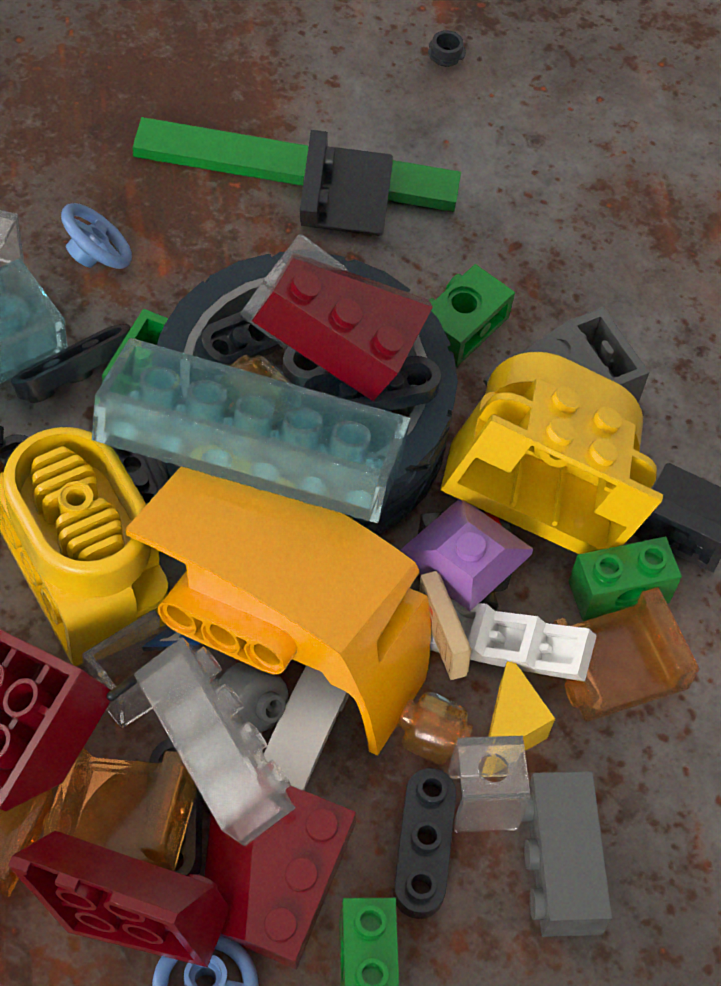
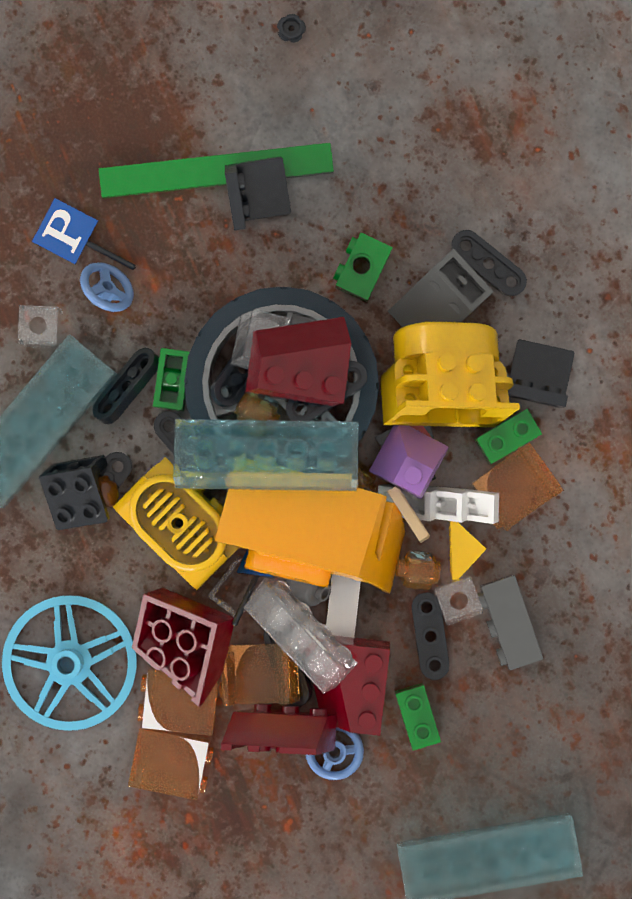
camera: 10 degrees left, 30 degrees up
(73, 176) = (68, 231): none -> blue piece
(665, 371) = (502, 266): none -> black plate

